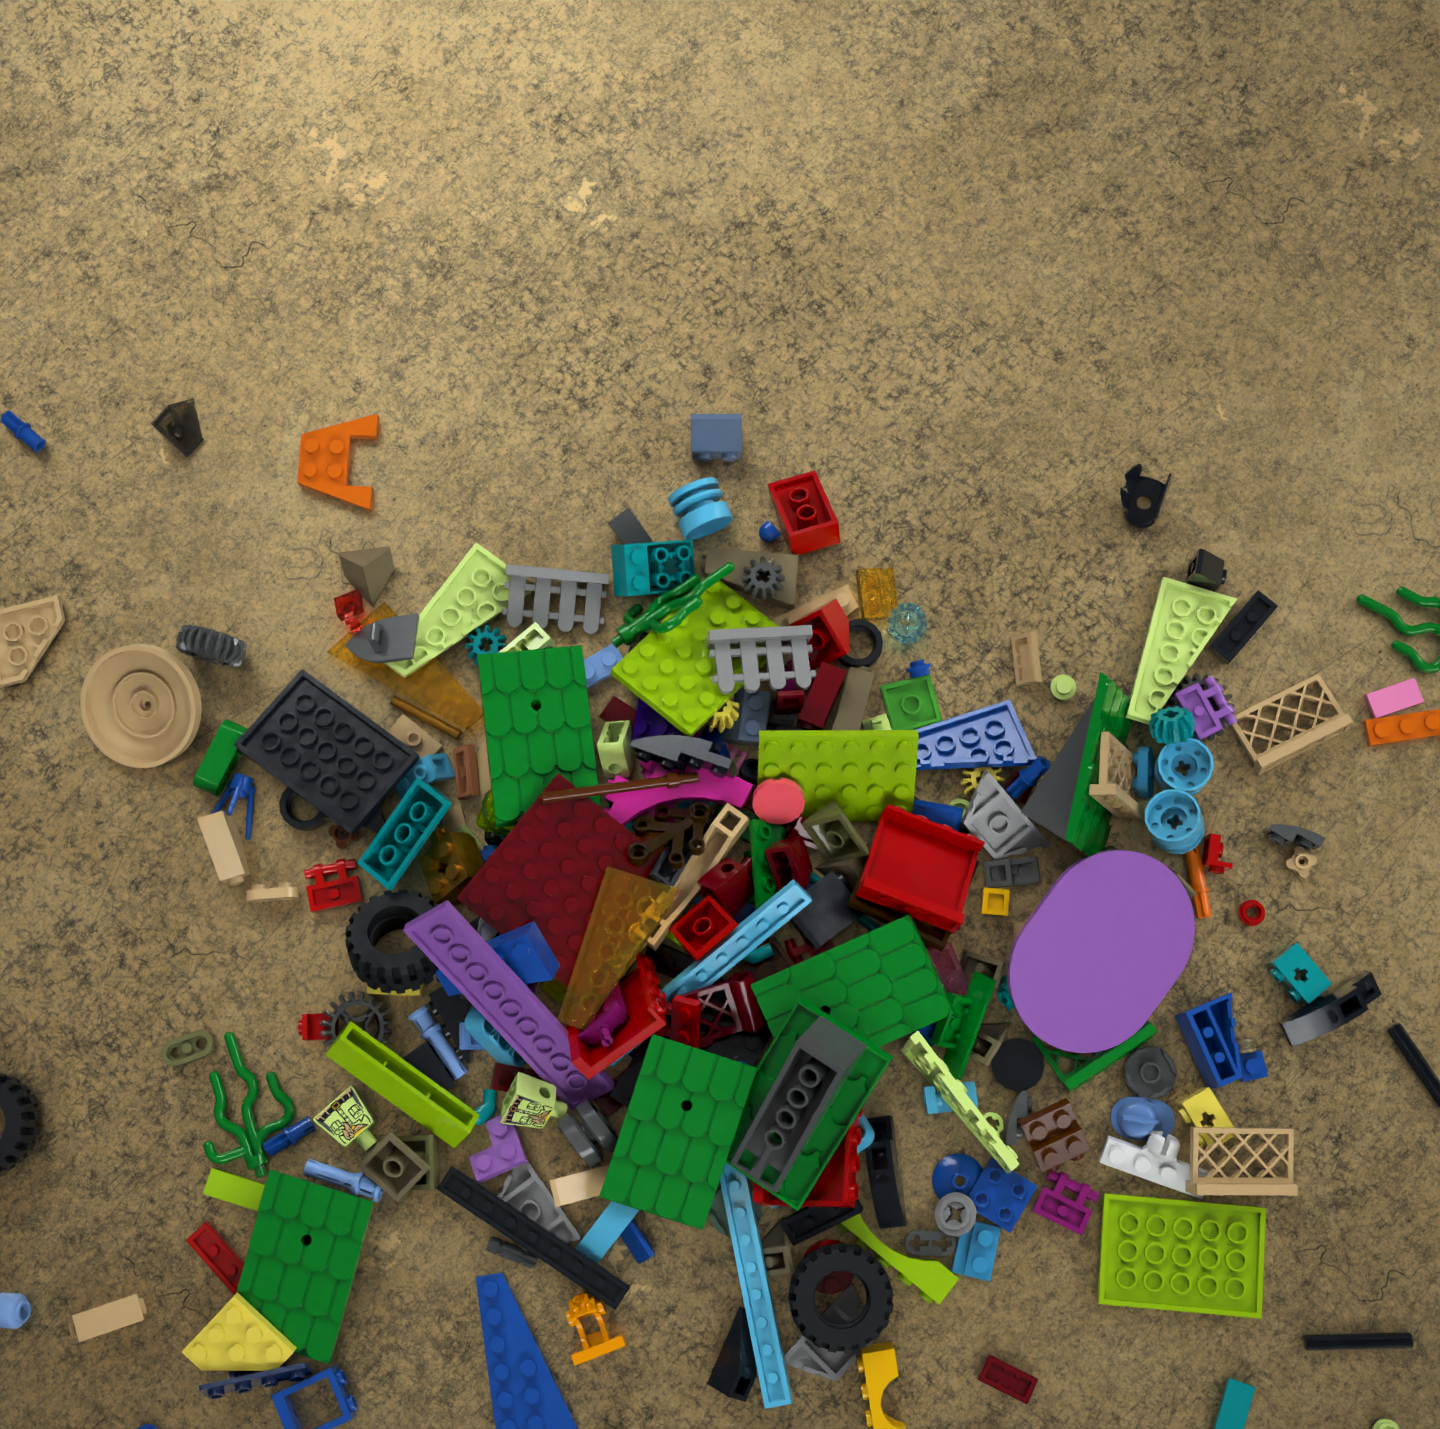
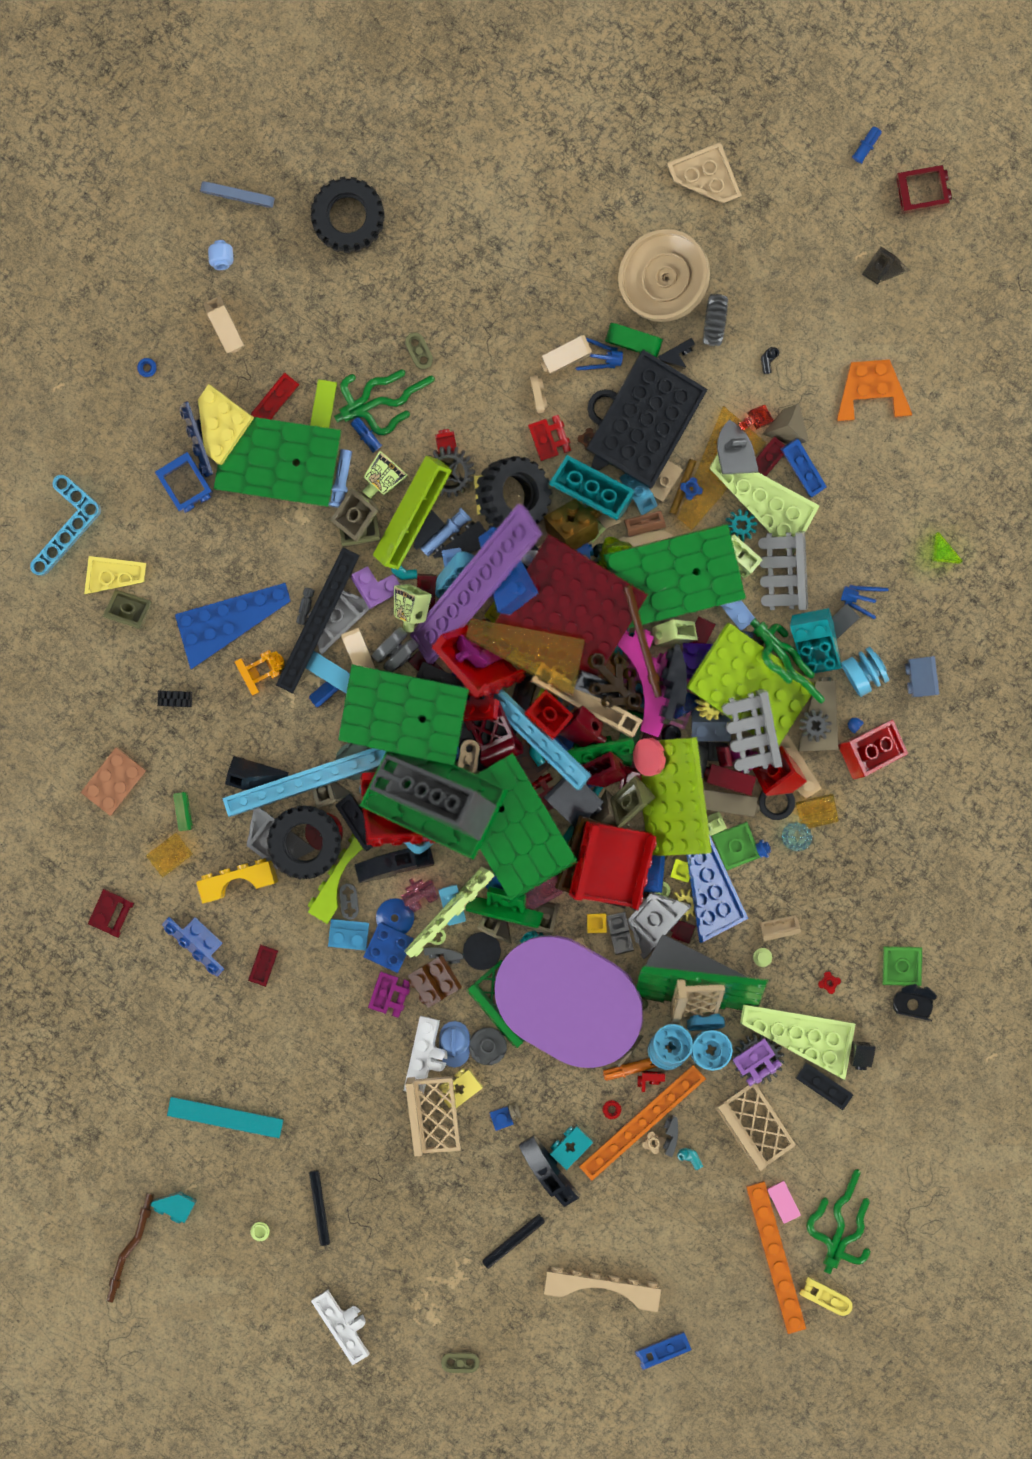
camera: 85 degrees right, 10 degrees up
(91, 391) = (903, 191): none -> dark red window
(250, 707) = (673, 357): none -> black slope
(275, 588) = (767, 358): none -> black arm
(401, 596) = (769, 456): none -> dark red plate
(421, 703) = (686, 488): none -> blue plate
(423, 557) = (803, 467): none -> blue plate
(557, 395) = (943, 552): none -> clear neon green slope
(598, 517) = (851, 595): none -> blue plant
(751, 1047) = (469, 758): none -> tan plate
(926, 1143) = (417, 891): none -> clear pink hips
(936, 780) = (680, 871): none -> neon yellow plate
(944, 1213) = (371, 908): light grey gear -> none
(1028, 777) = (689, 937): blue axle -> none
(1091, 509) = (902, 965): none -> bright green tile
(1105, 612) = (824, 982): none -> red plate
(1172, 725) = (739, 1037): teal gear -> none
(1181, 1255) = (362, 1079): lime plate -> none
(1212, 1040) = (515, 1088): blue wedge -> none
(1273, 874) = (642, 1122): none -> orange plate
(1322, 814) = (690, 1155): none -> teal arm

